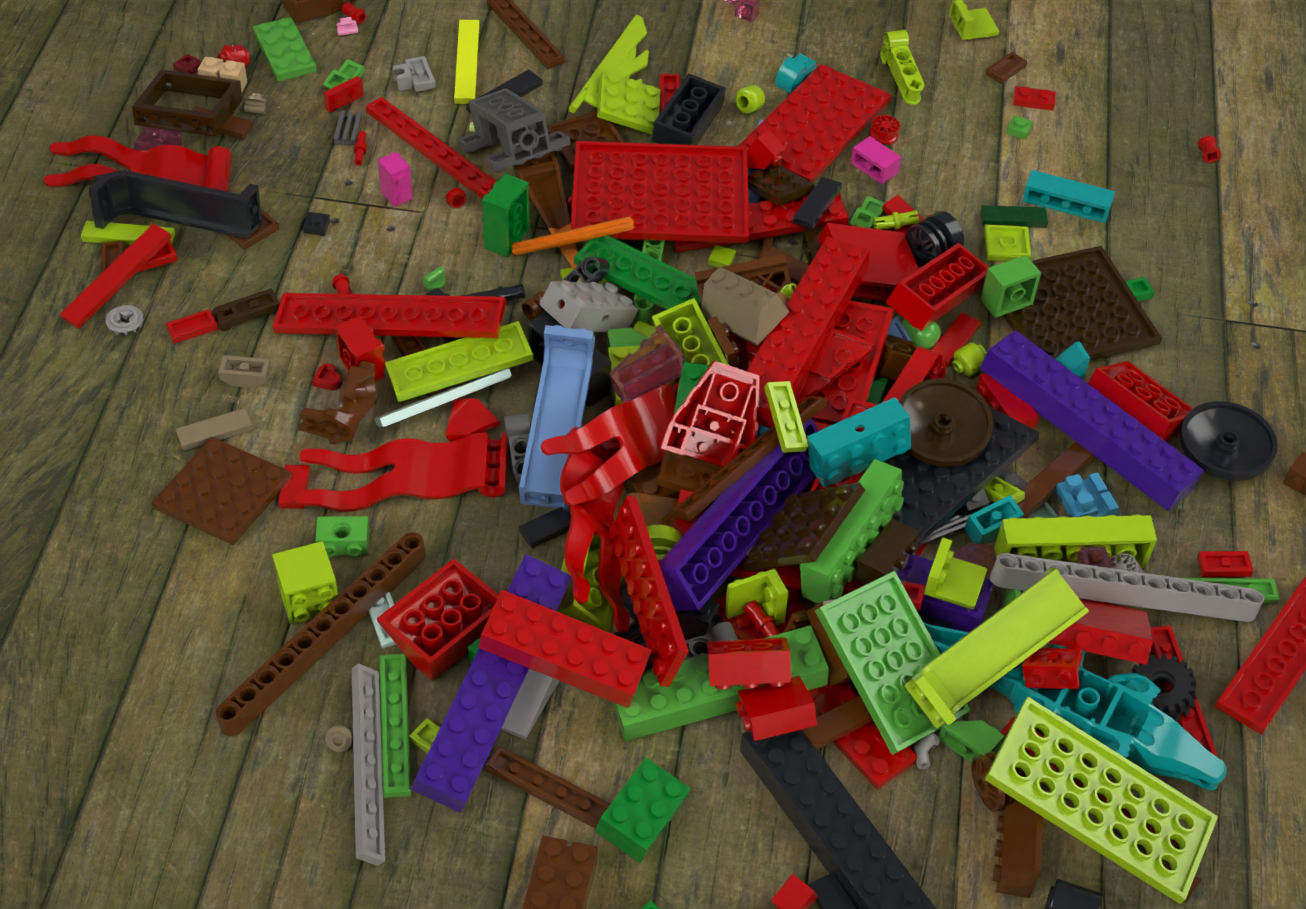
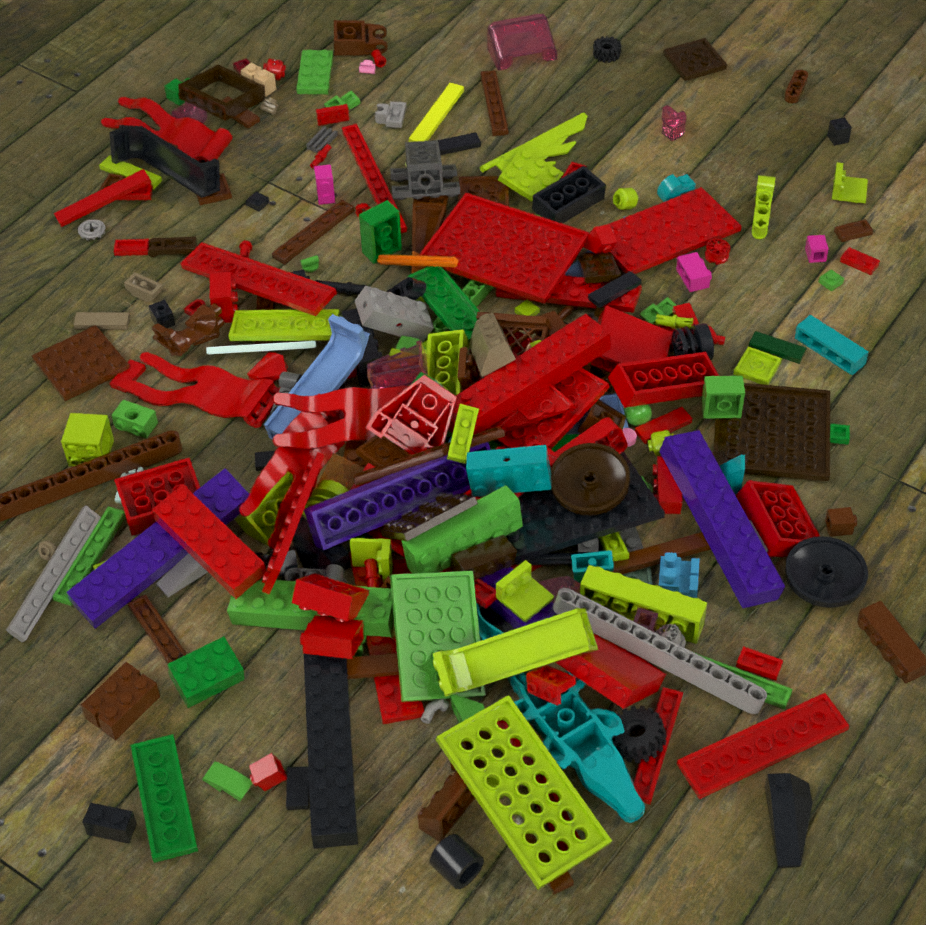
camera: 30 degrees right, 0 degrees up
(122, 117) = (172, 91): none -> green brick
(291, 397) = (162, 314): none -> black brick
(410, 241) = (313, 232): none -> reddish brown tile
(985, 97) = (816, 248): none -> dark pink brick
(1202, 383) = (840, 521): none -> reddish brown brick

